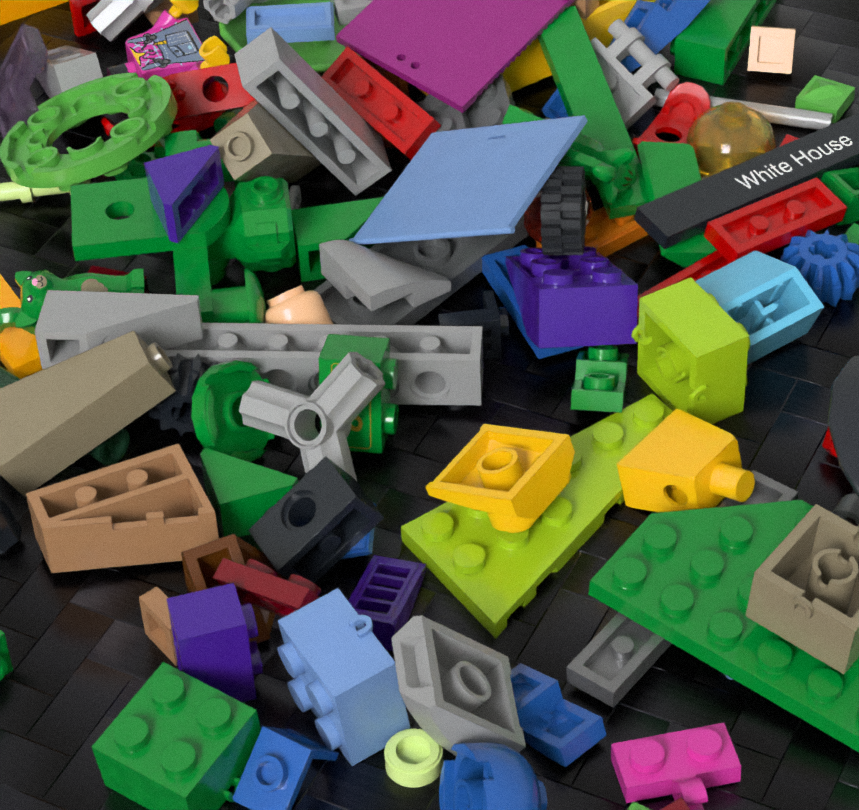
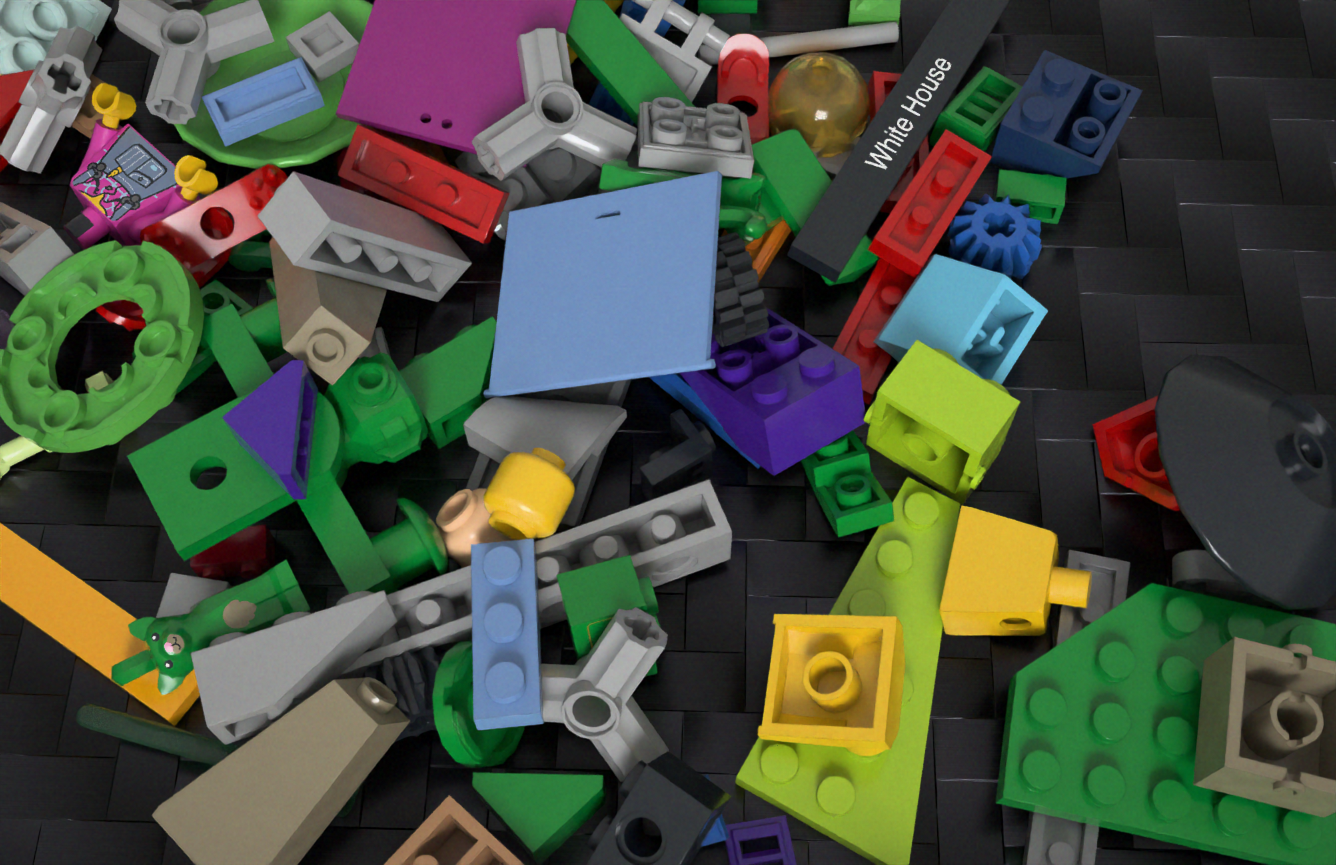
camera: 25 degrees left, 20 degrees up
(272, 358) = (506, 635): none -> medium blue plate
(338, 288) = (529, 494): none -> yellow head
(500, 56) = (529, 133): none -> light grey piece
(616, 125) = (694, 138): none -> light grey tile

